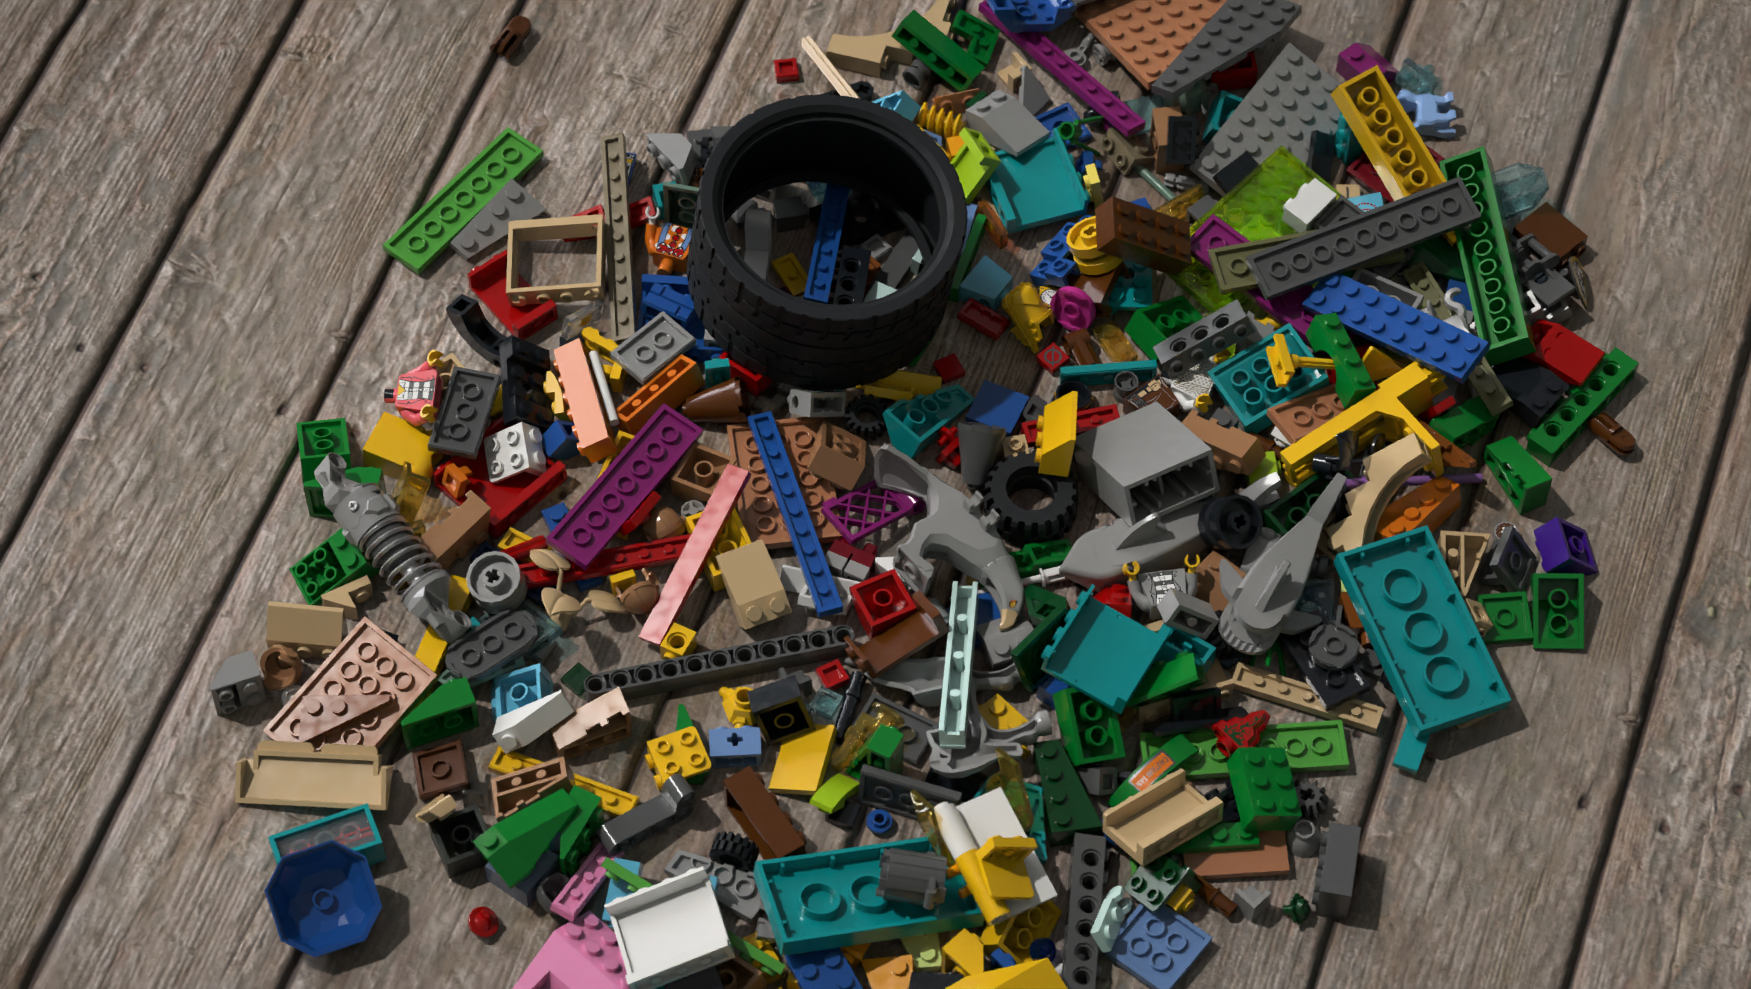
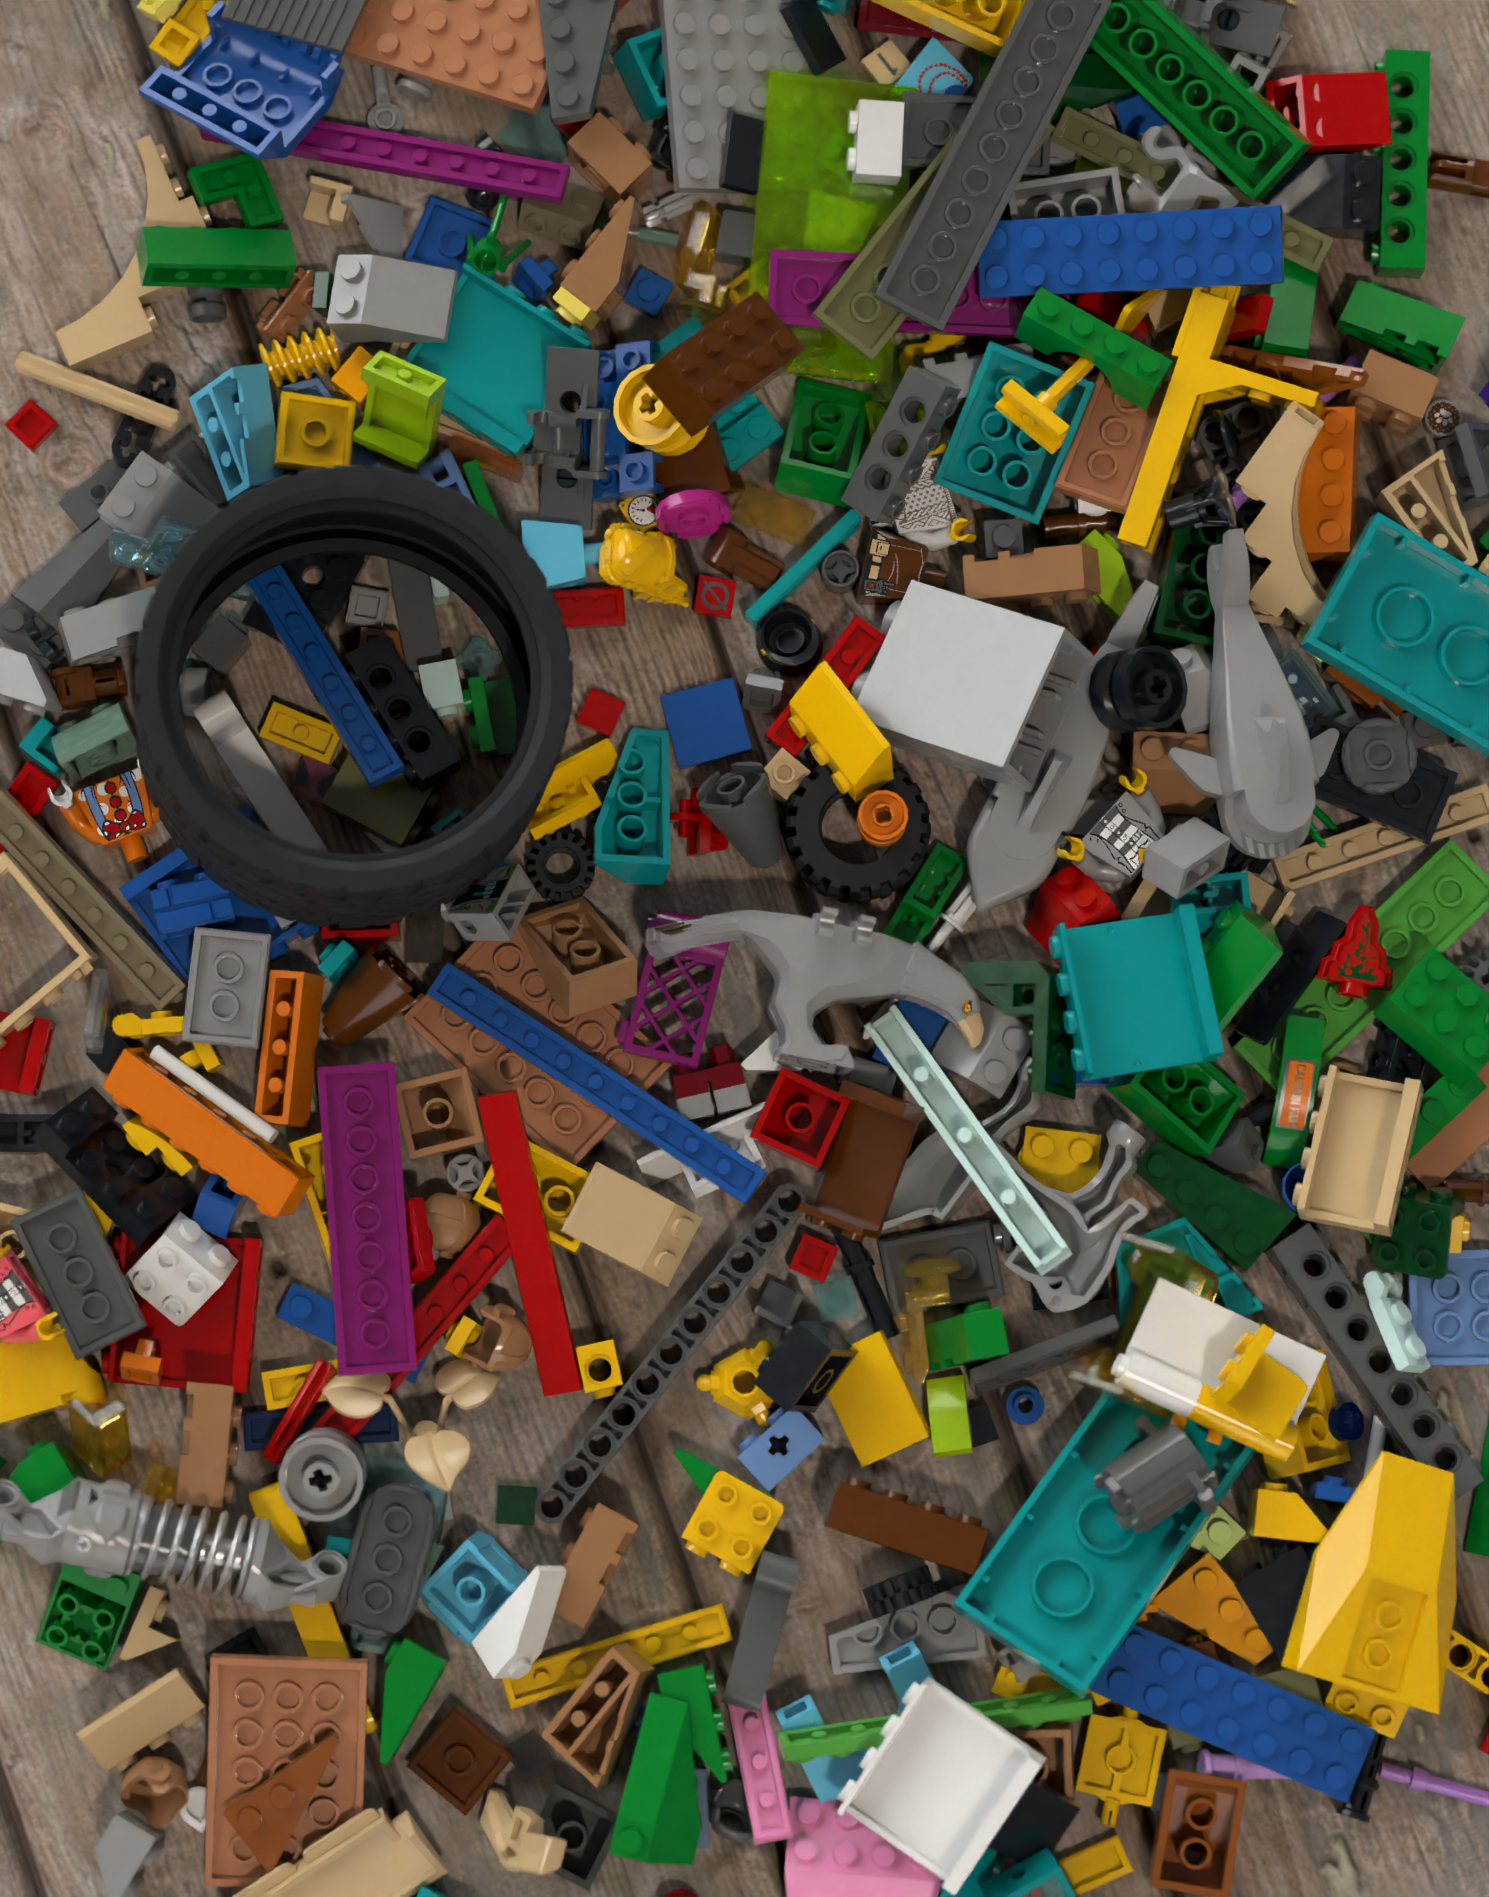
camera: 40 degrees left, 25 degrees up
(1024, 254) = (557, 437): none -> dark grey piece
(1044, 485) = (882, 818): none -> orange wheel
(1131, 173) = (606, 267): none -> medium nougat slope
(1181, 139) = (647, 167): black bracket -> none
(1485, 495) = (1393, 394): none -> medium nougat brick

